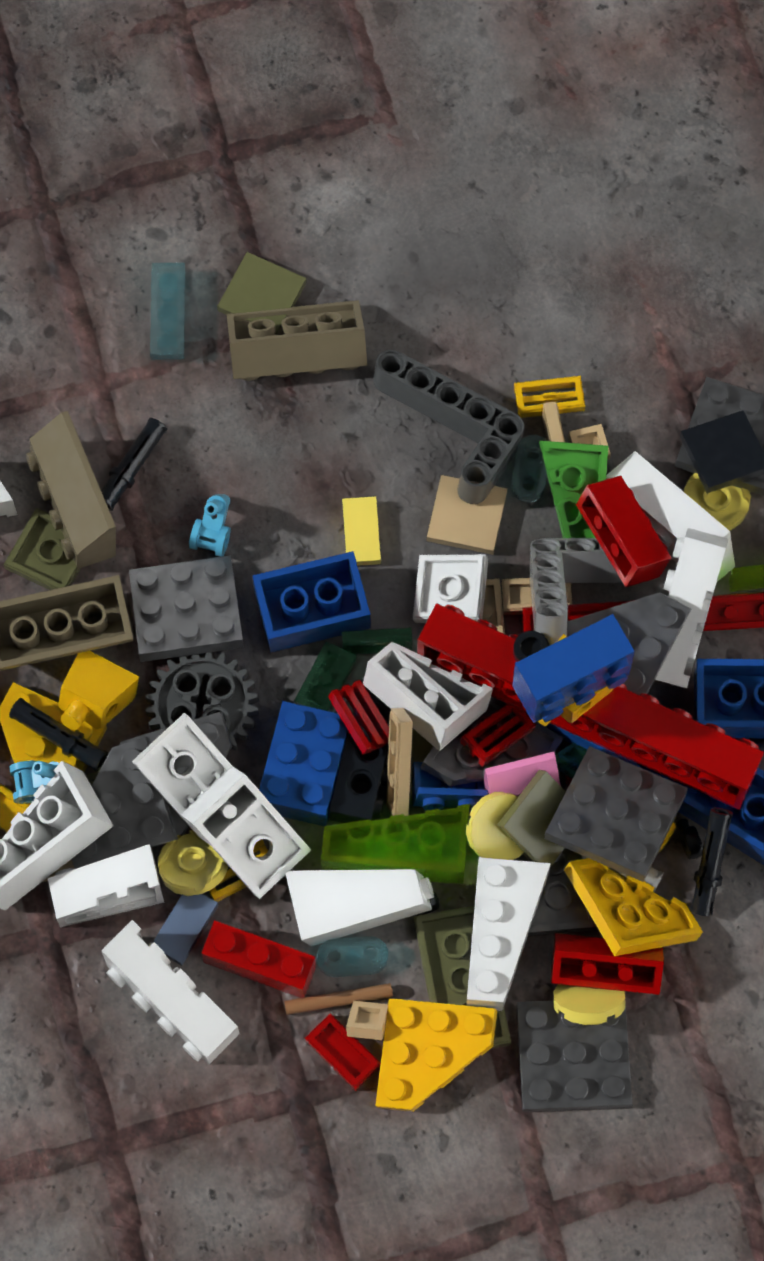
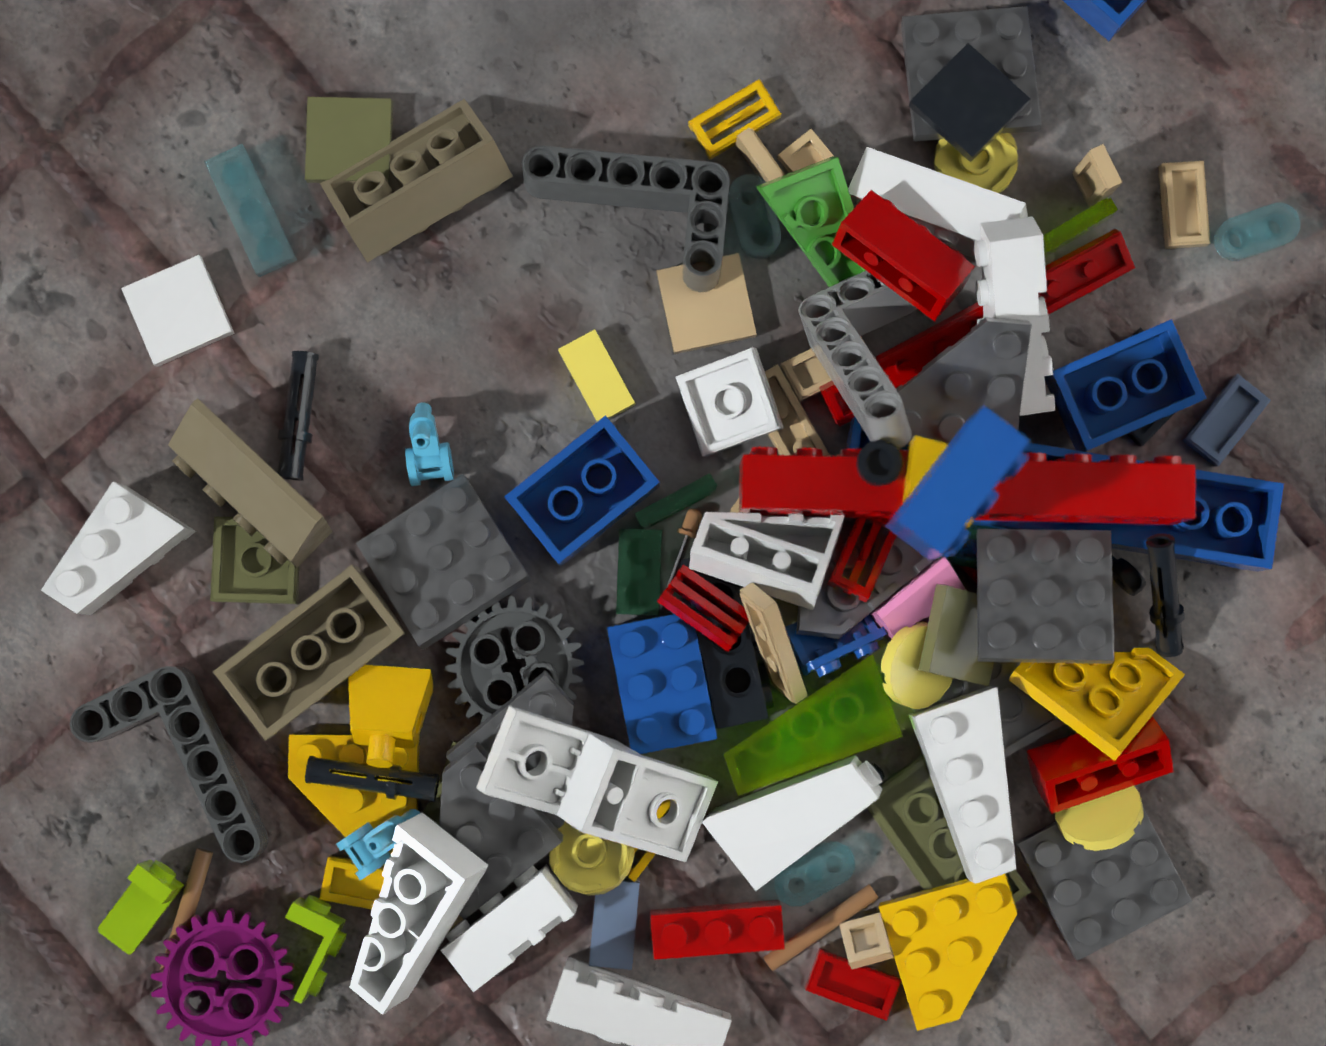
camera: 25 degrees left, 15 degrees up
(81, 357) = (177, 310): none -> white tile

